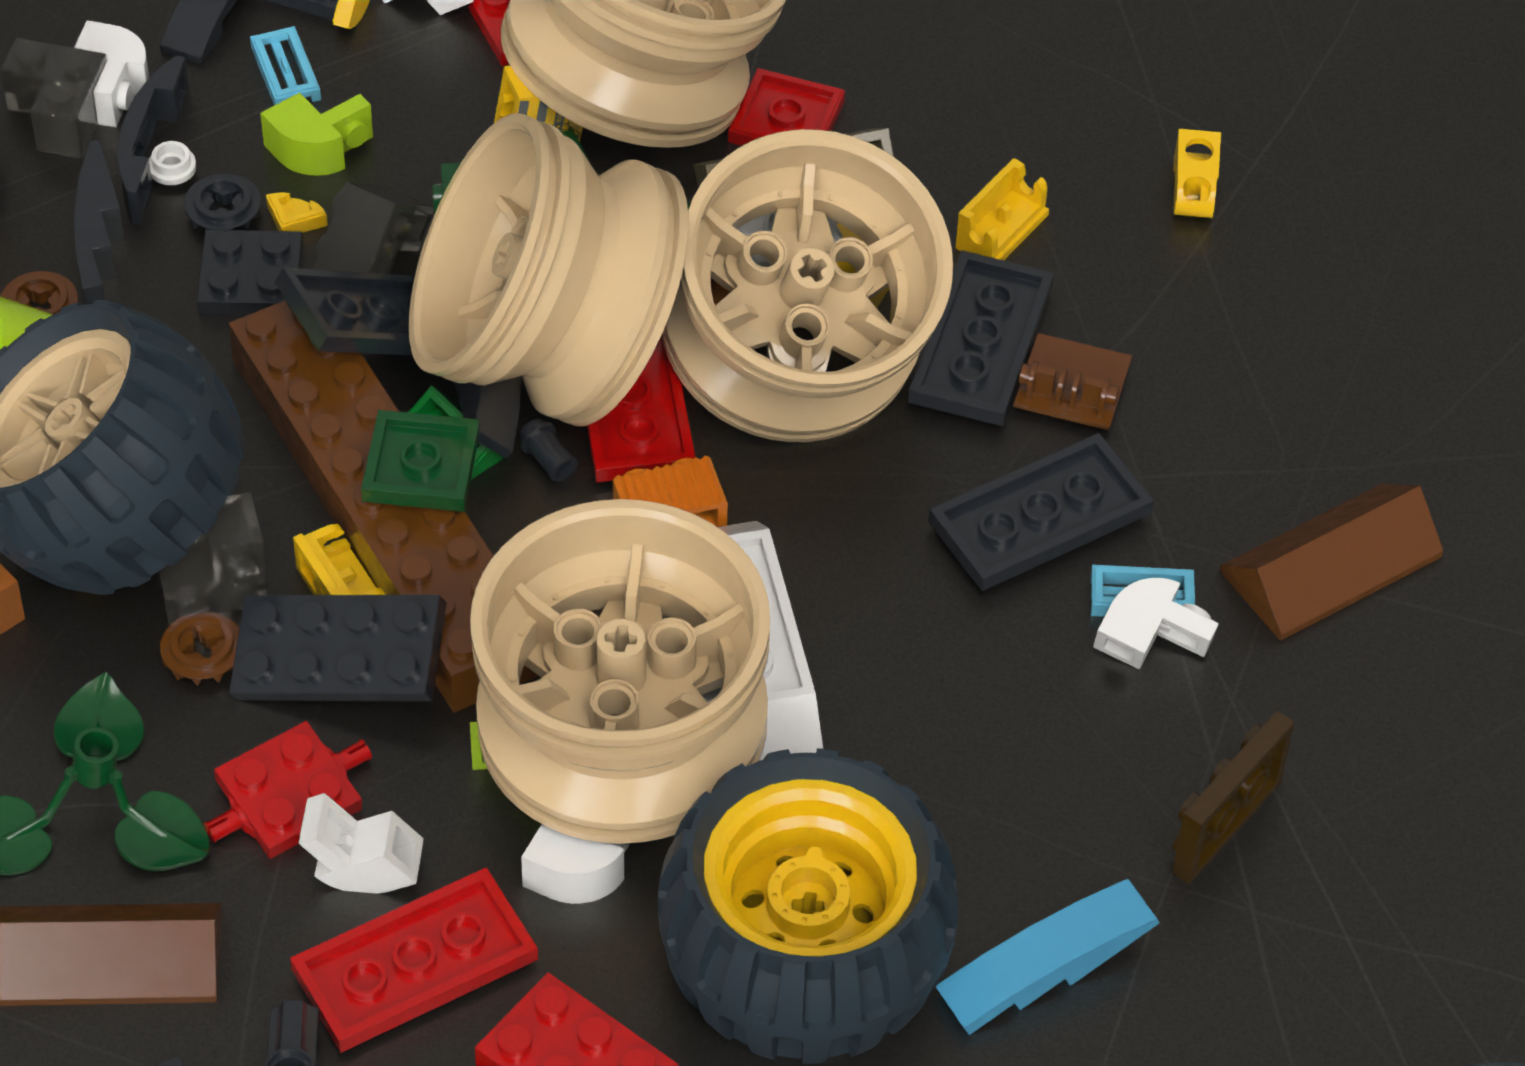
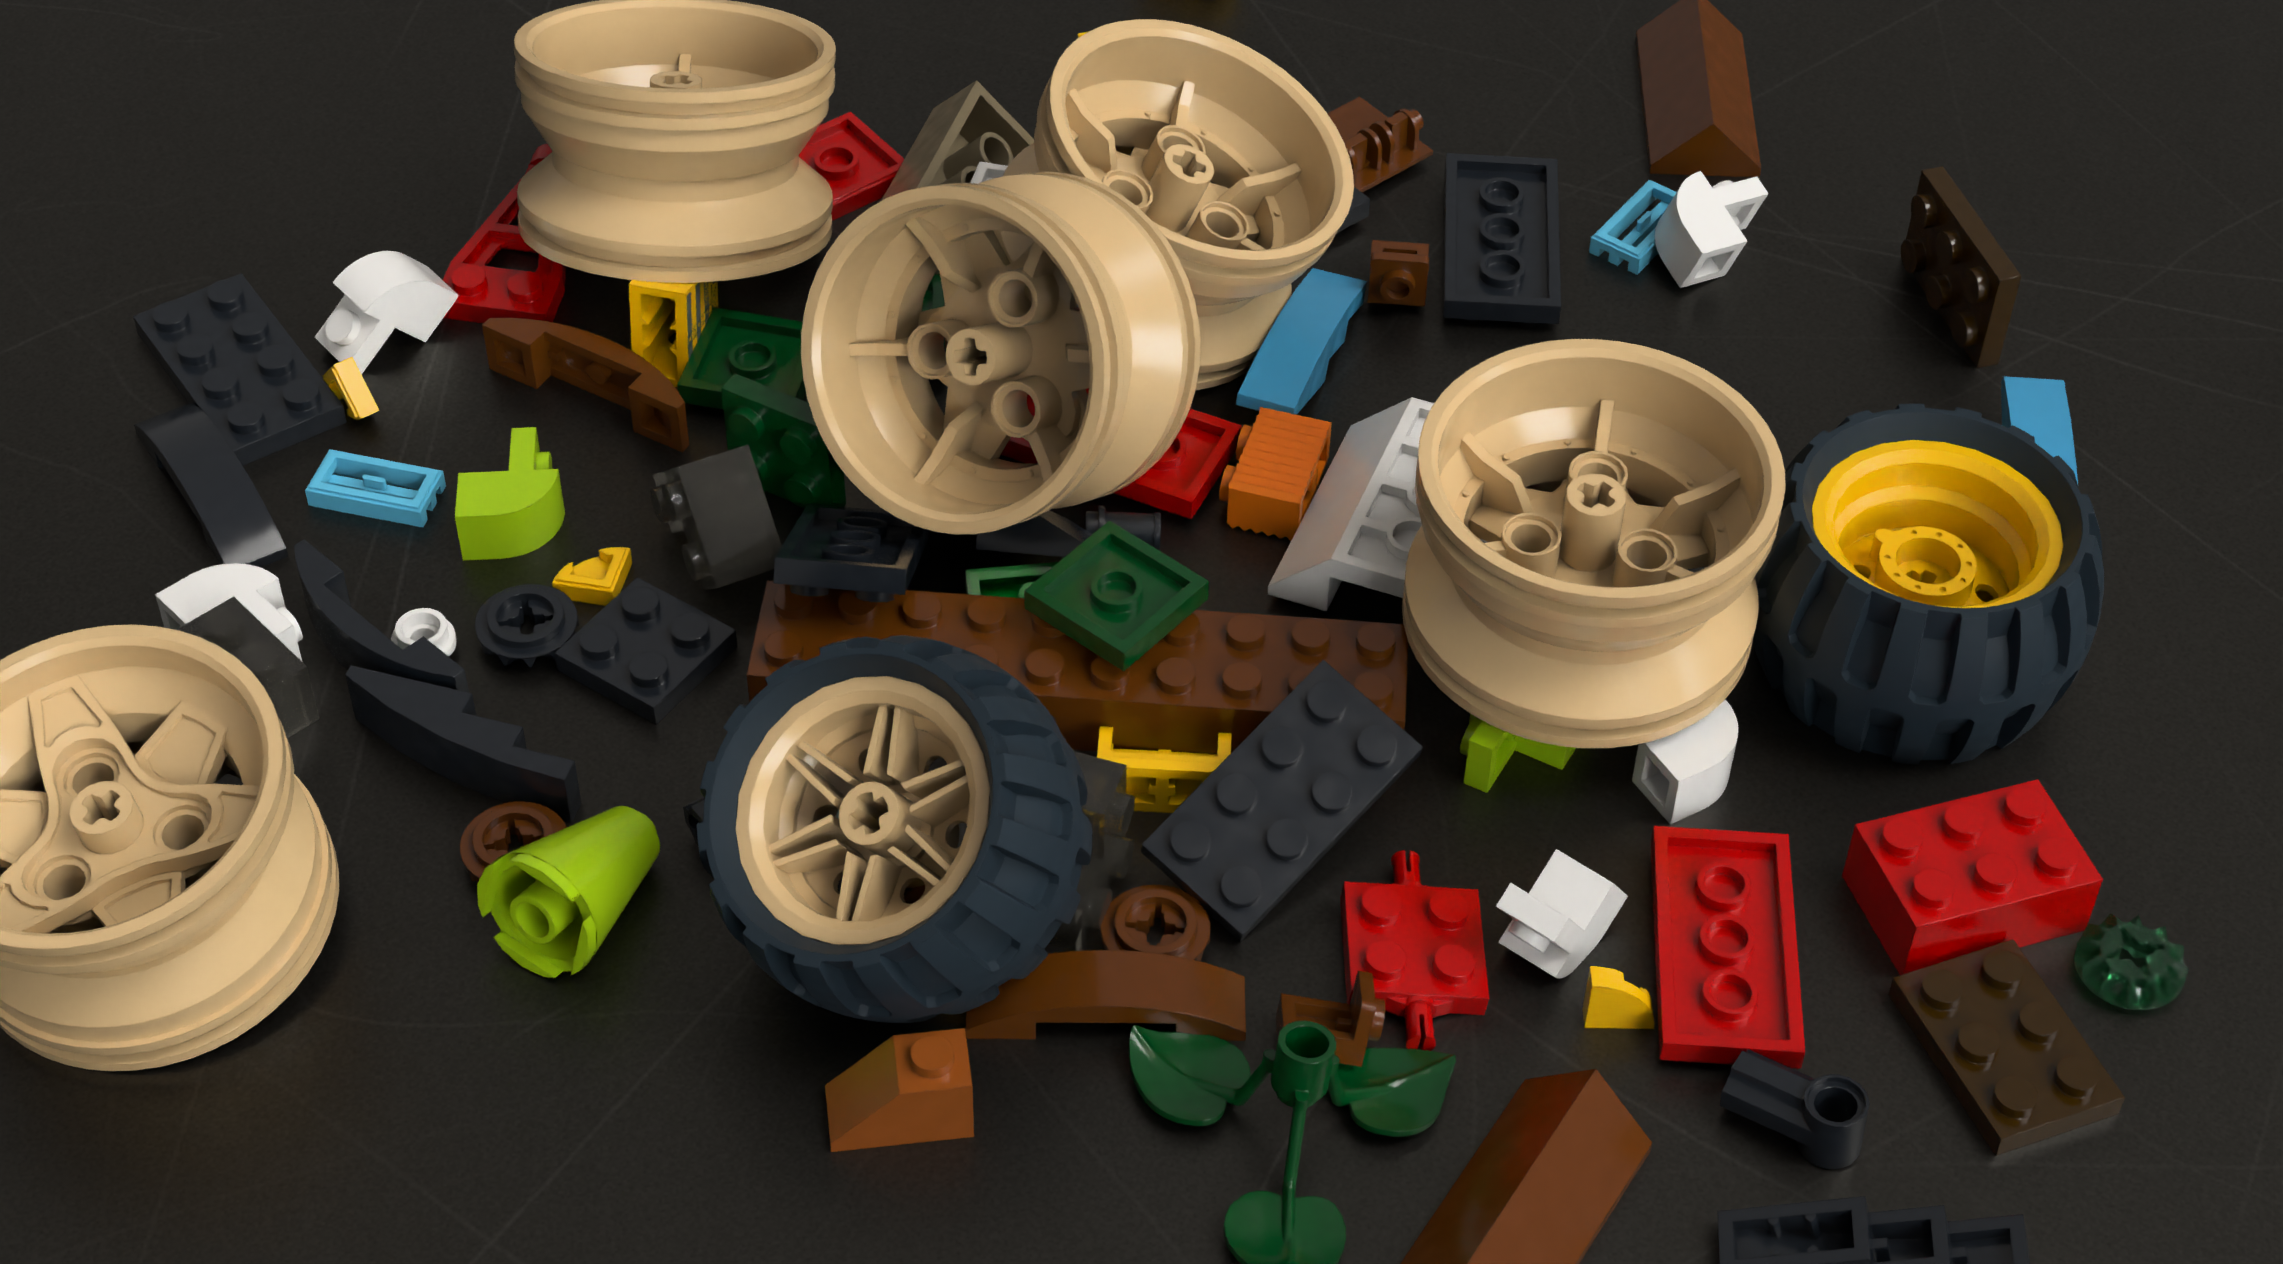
camera: 55 degrees left, 5 degrees down
(135, 659) = (1116, 989): none -> reddish brown slope
(178, 771) = (1349, 1023): none -> reddish brown bracket
(310, 914) = (1615, 1002): none -> yellow tile
(461, 75) = (540, 349): none -> reddish brown slope
(801, 451) = (1301, 342): none -> dark azure slope
(942, 469) = (1398, 273): none -> reddish brown bracket

